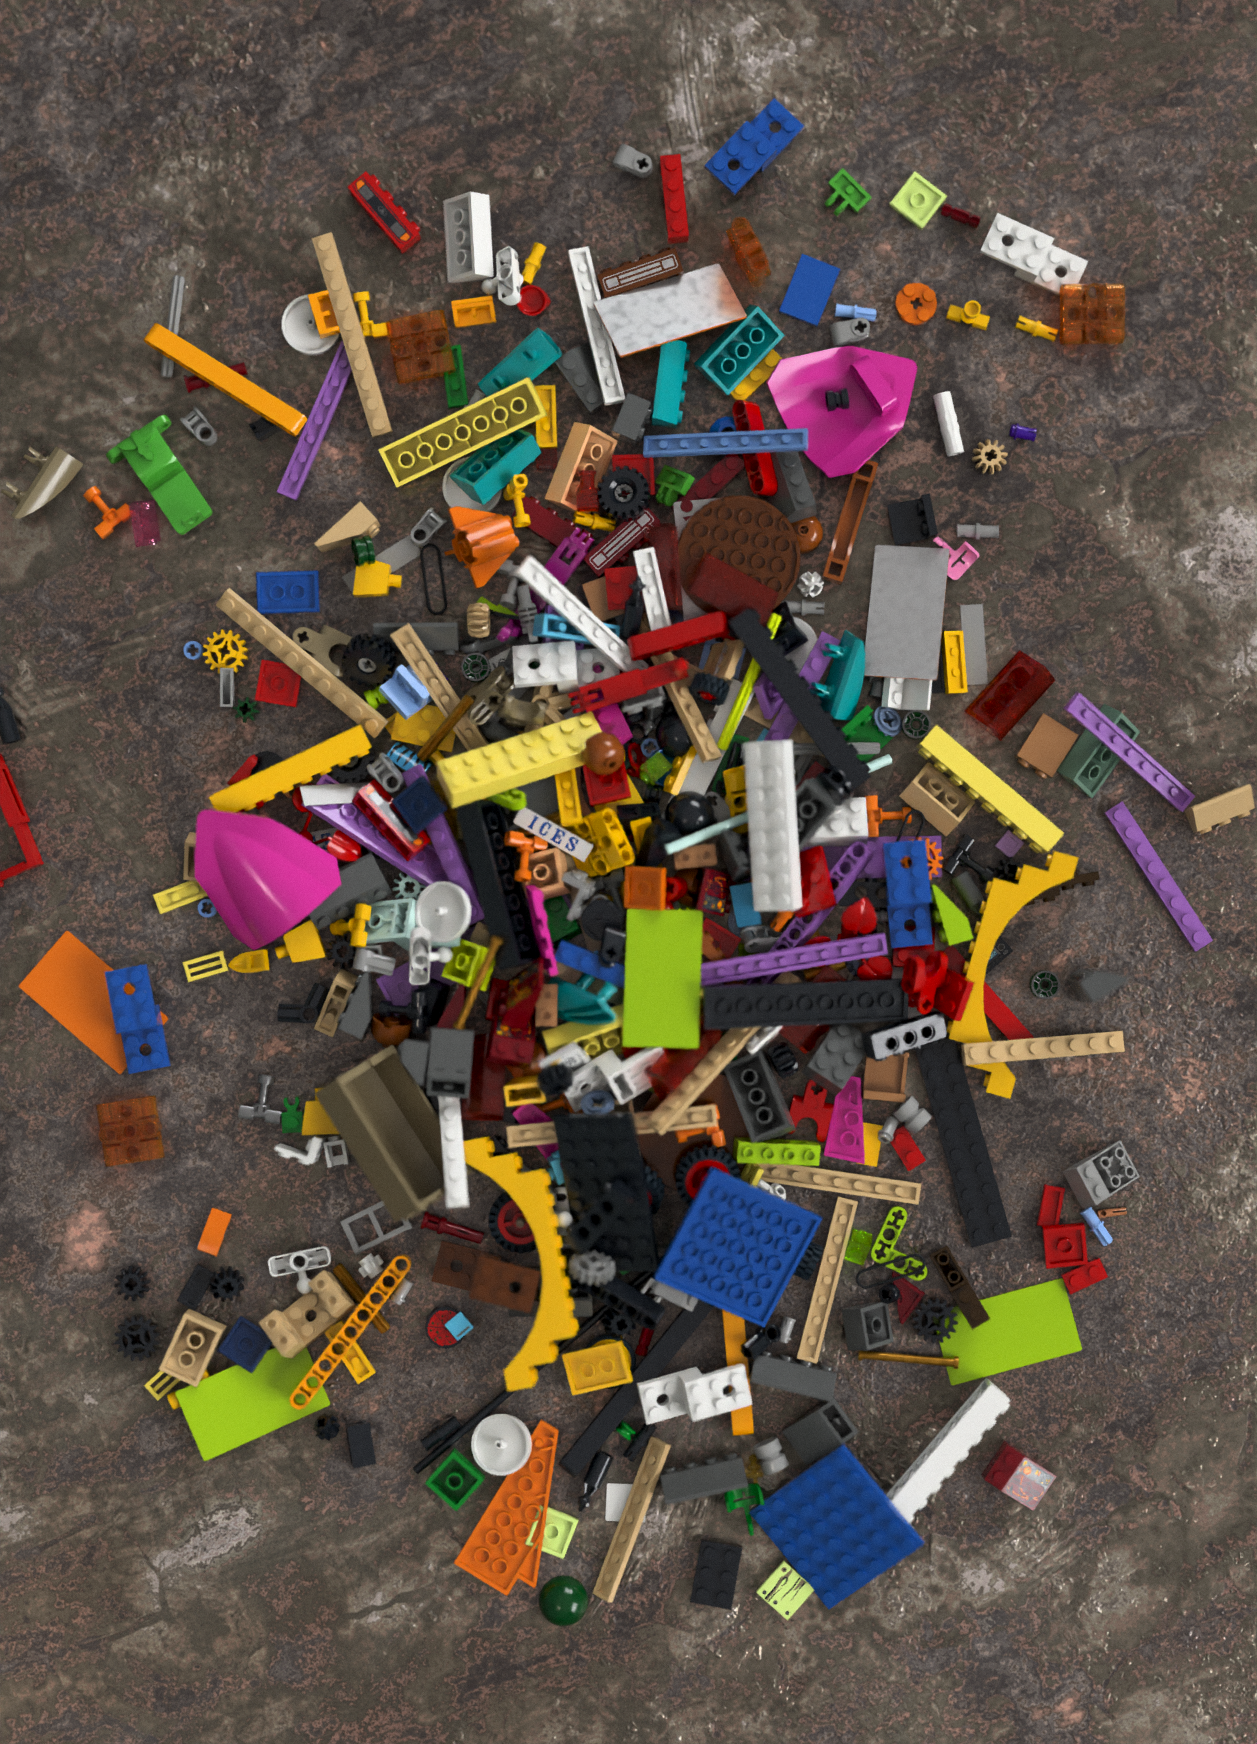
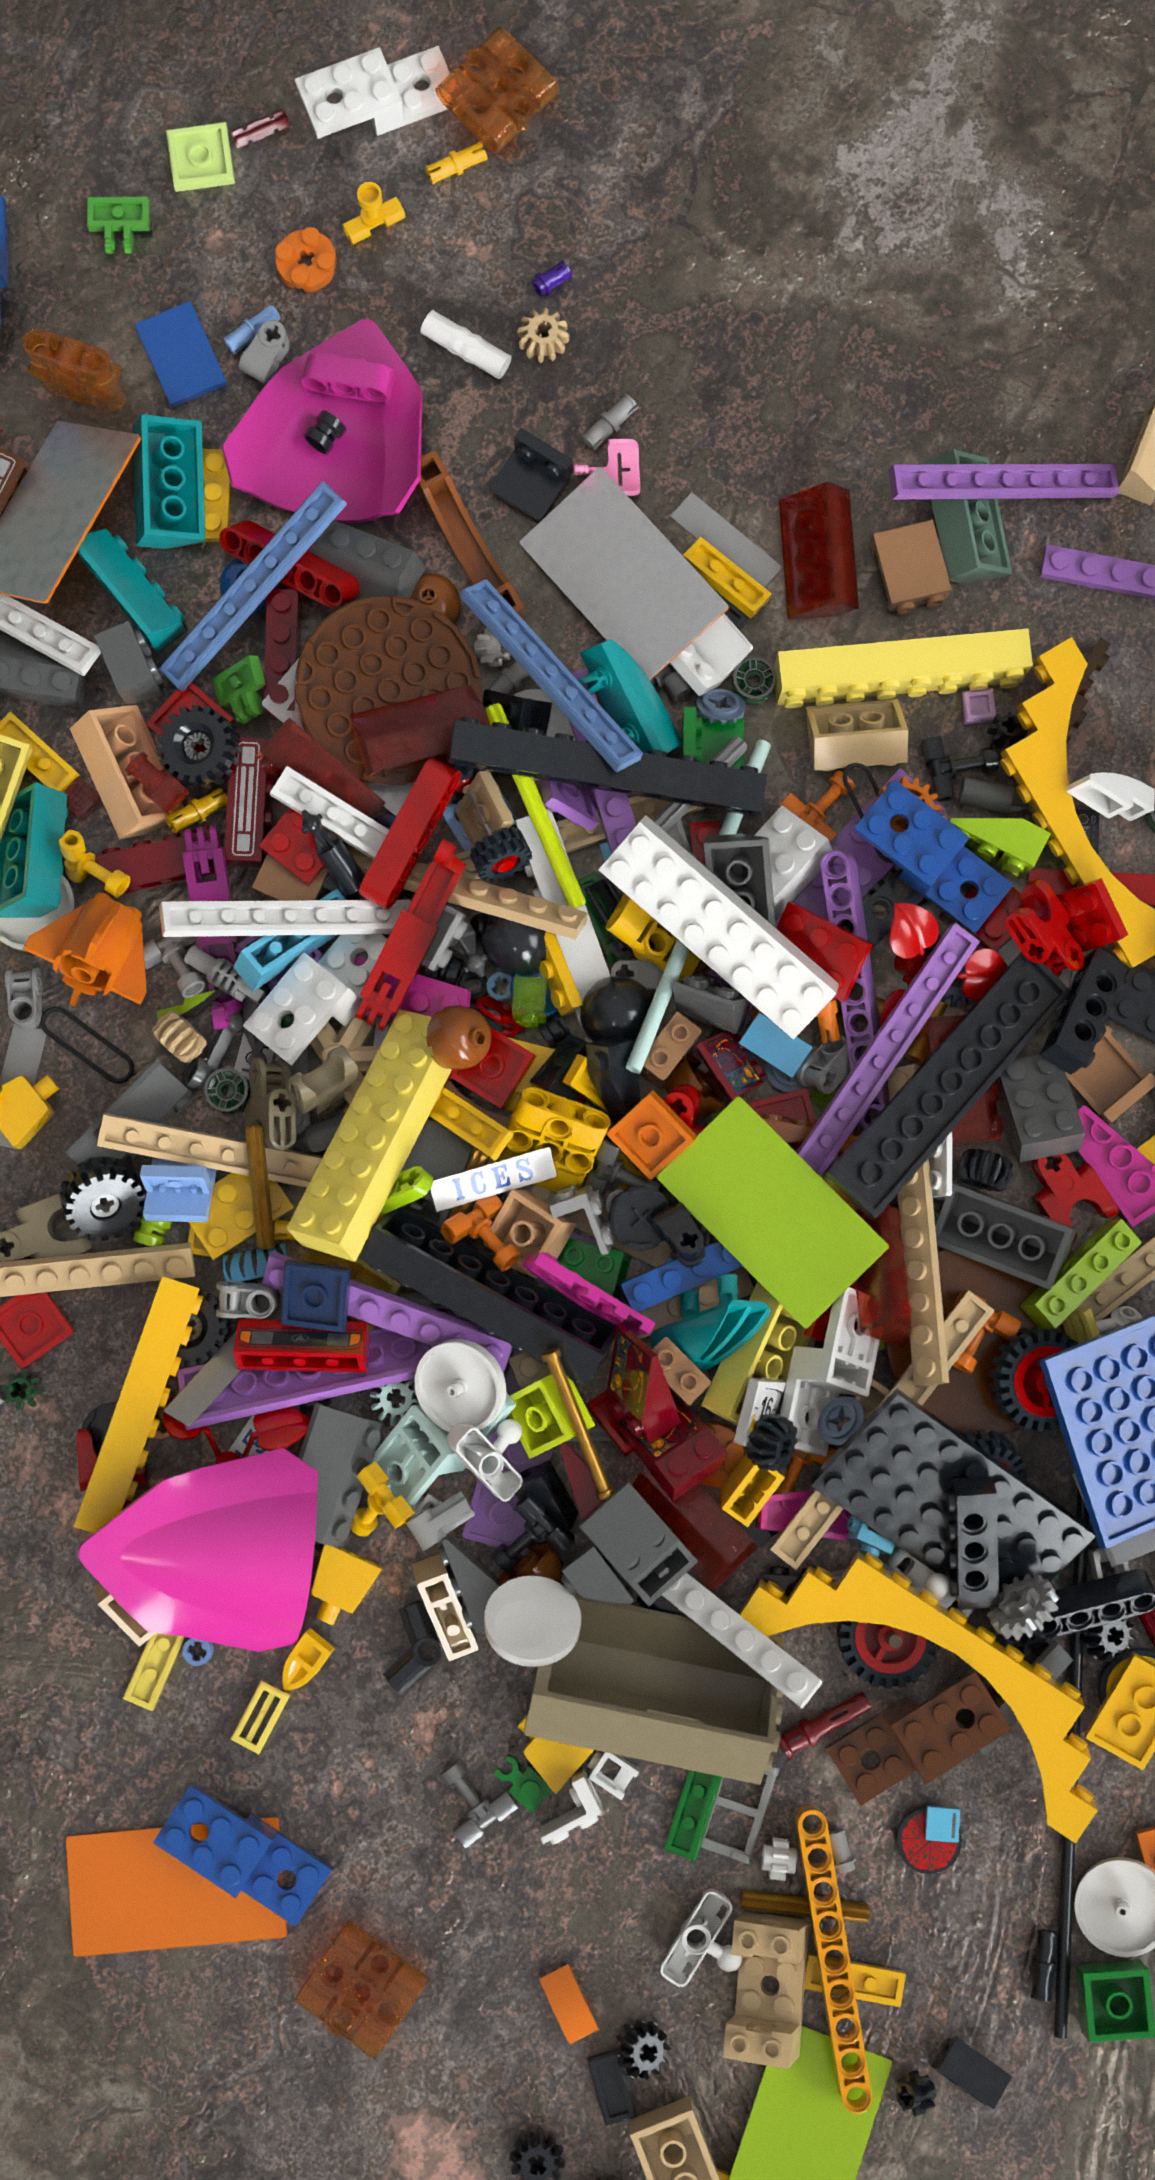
camera: 50 degrees left, 5 degrees down
(245, 1344) = (732, 2096): dark blue tile -> none
(339, 945) = (395, 1555): black gear -> none
(353, 1207) = (693, 1814): none -> green tile
(368, 1048) = (532, 1621): none -> white piece
(818, 628) = (551, 675): none -> medium blue tile
(836, 783) = (738, 816): black head -> none
(1024, 951) = (1114, 795): none -> white slope

